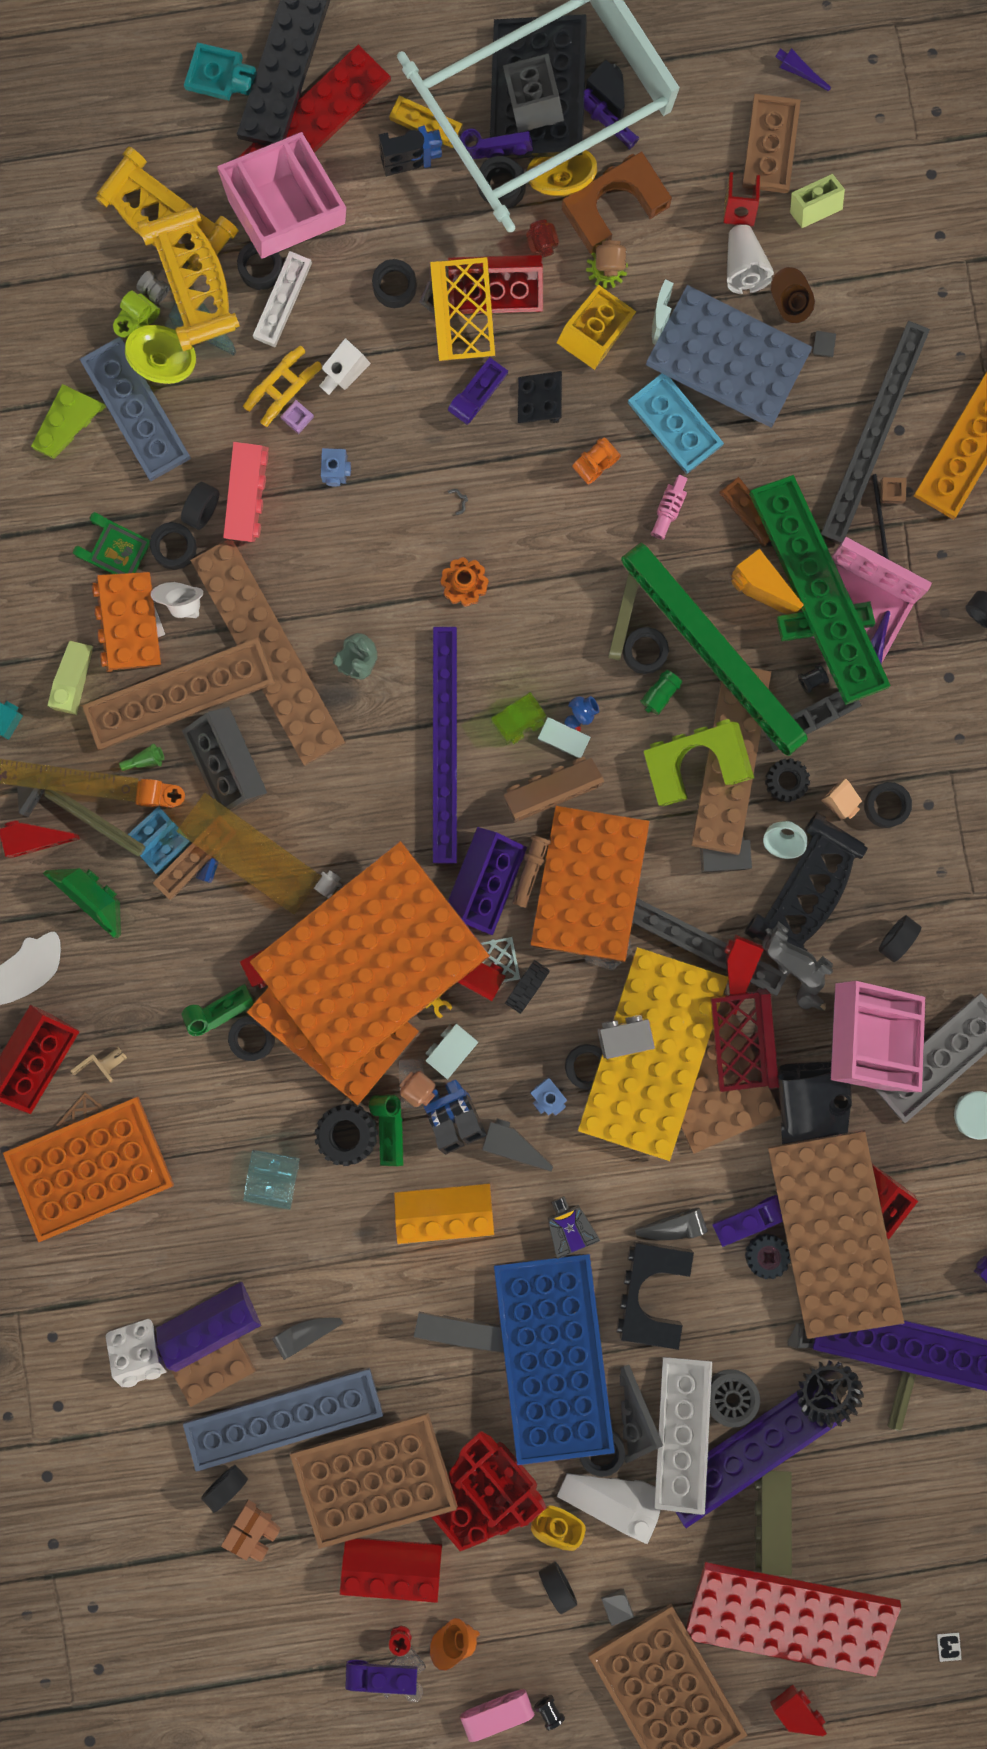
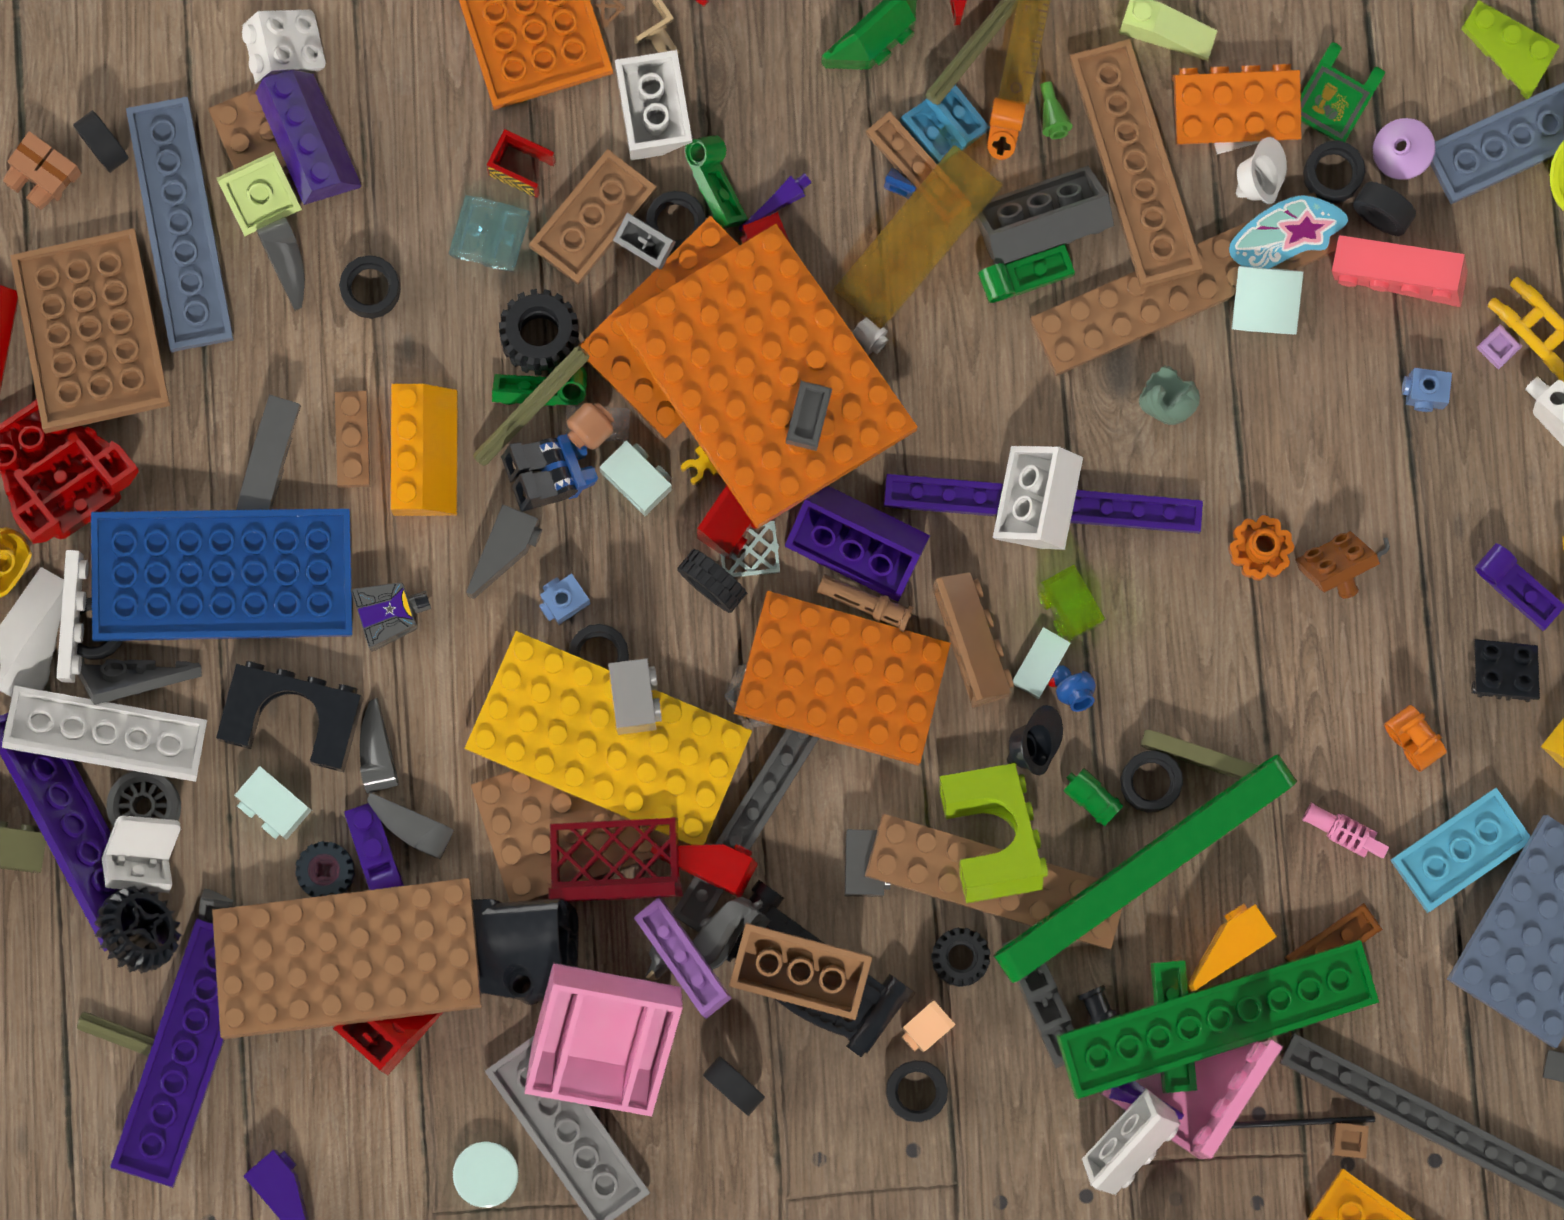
camera: 90 degrees right, 5 degrees down
(161, 488) = (1411, 160): none -> lavender dish
(161, 1063) = (653, 104): none -> white slope
(201, 1159) = (526, 146): none -> red piece
(222, 578) = (1287, 230): none -> sticker
(222, 955) = (788, 193): none -> dark purple piece
(252, 1101) = (591, 216): none -> medium nougat plate
(255, 1360) = (259, 193): none -> yellowish green plate
(270, 770) = (1027, 274): none -> green plate
(270, 1060) = (644, 241): none -> dark grey slope
(277, 588) = (1267, 300): none -> light aqua slope
(317, 1285) = (364, 263): none -> black tyre
(400, 923) = (808, 415): none -> dark grey tile
(405, 1135) = (531, 406): none -> olive axle
(438, 1268) = (352, 439): none -> medium nougat plate
(442, 748) = (1038, 496): none -> white slope
(473, 523) = (1338, 563): none -> dark orange plate
(588, 1471) = (70, 629): none -> white plate
(625, 736) = (1037, 741): none -> black piece
(722, 1301) = (272, 803): none -> light aqua brick
(731, 1189) = (412, 827): none -> dark grey piece
(773, 1398) = (140, 853): none -> white bracket
(785, 845) = (877, 938): light aqua piece -> none
(815, 983) = (682, 957): none -> medium lavender plate
(817, 896) = (800, 971): none -> medium nougat slope
(914, 647) = (1130, 1143): none -> white slope

